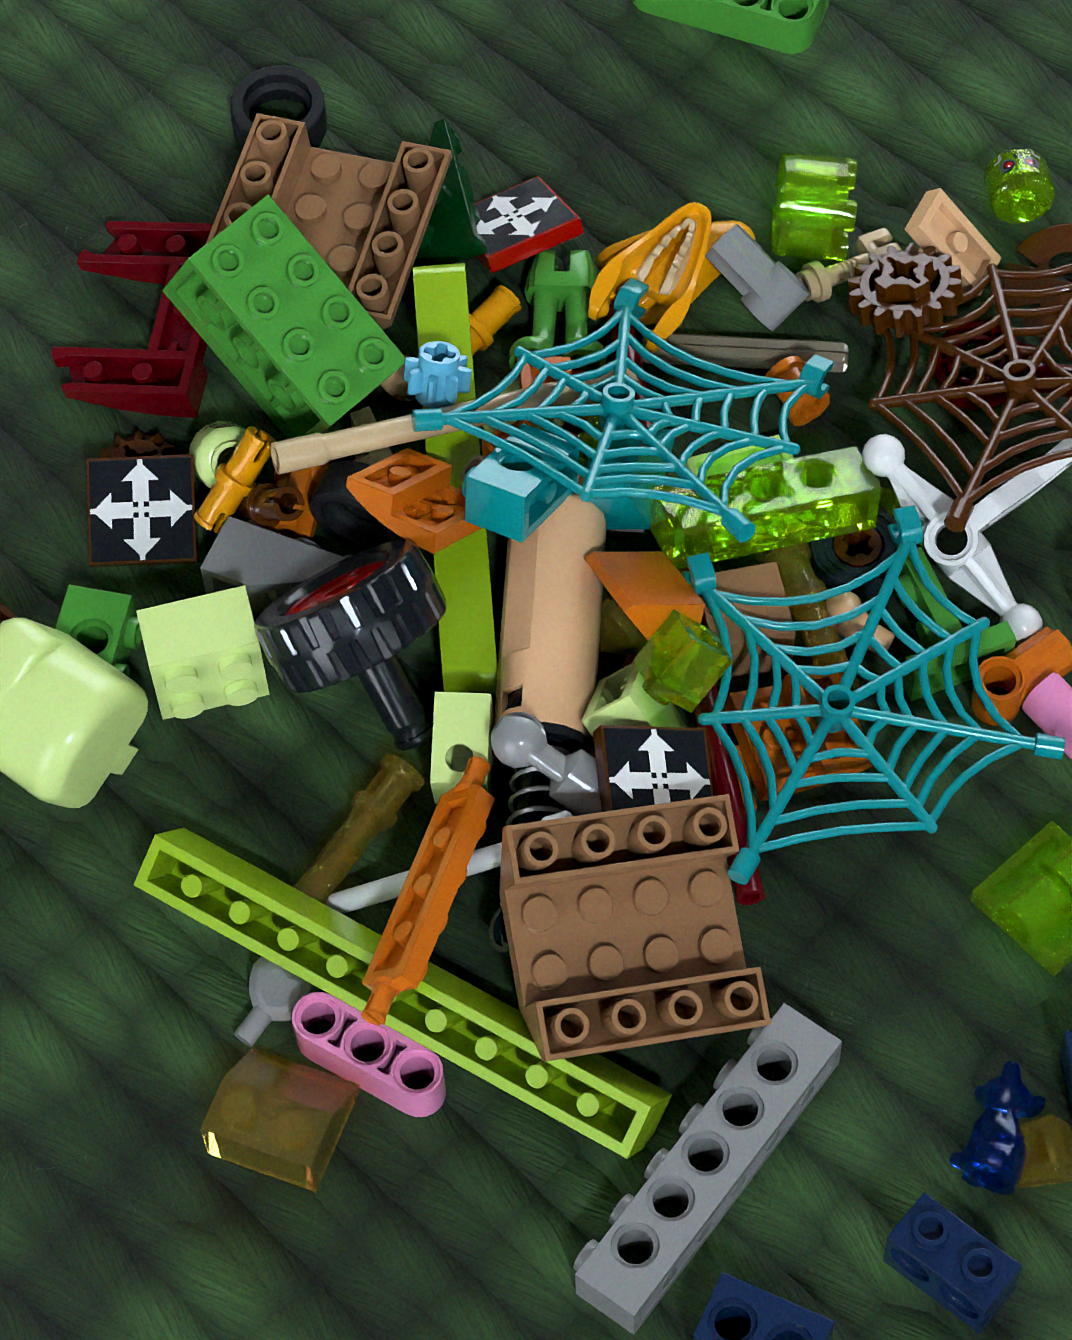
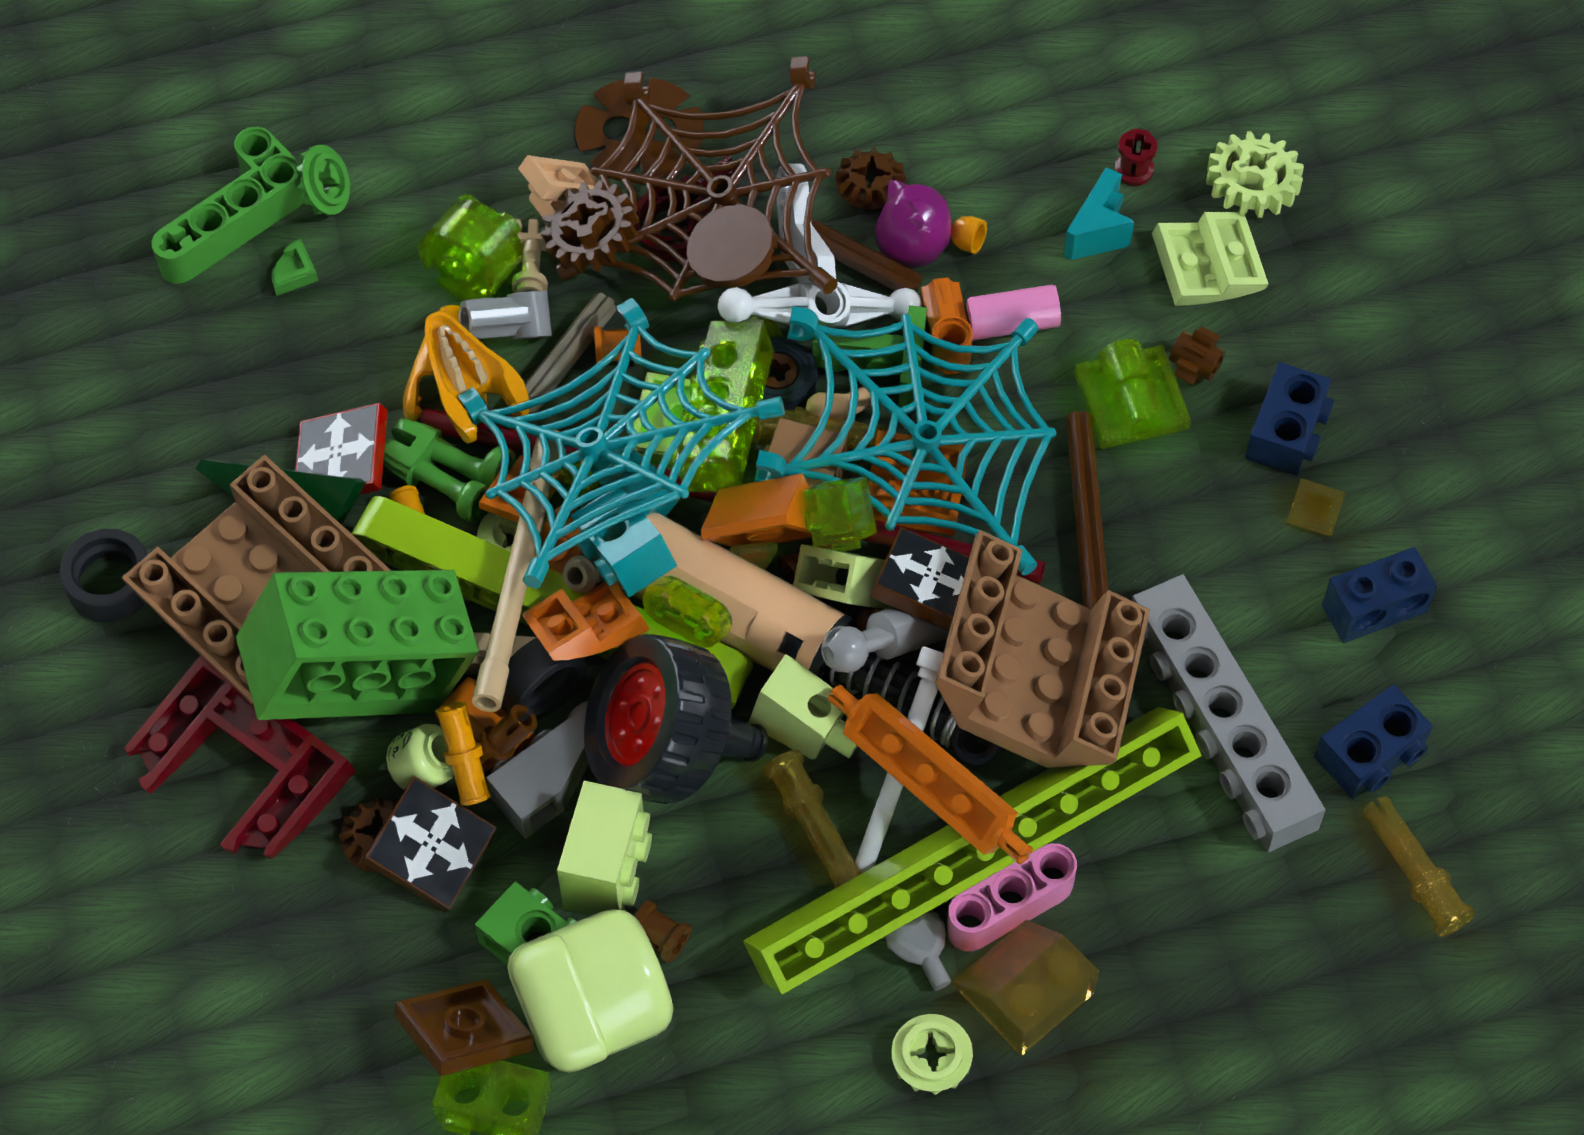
camera: 65 degrees left, 0 degrees up
(158, 752) = (664, 933): none -> reddish brown bush
(168, 1040) = (947, 1038): none -> yellowish green gear
(437, 374) = (479, 556): medium azure gear -> none
(499, 589) = (687, 611): none -> clear neon green beam
(708, 84) = (293, 269): none -> bright green tile
(832, 52) = (332, 172): none -> bright green gear
(879, 922) = (1087, 507): none -> reddish brown axle
(950, 416) = (731, 246): none -> tile
(996, 1145) = (1307, 523): clear blue animal -> none
(1016, 183) = (537, 116): clear neon green head -> none
(1055, 557) = (867, 260): none -> reddish brown axle

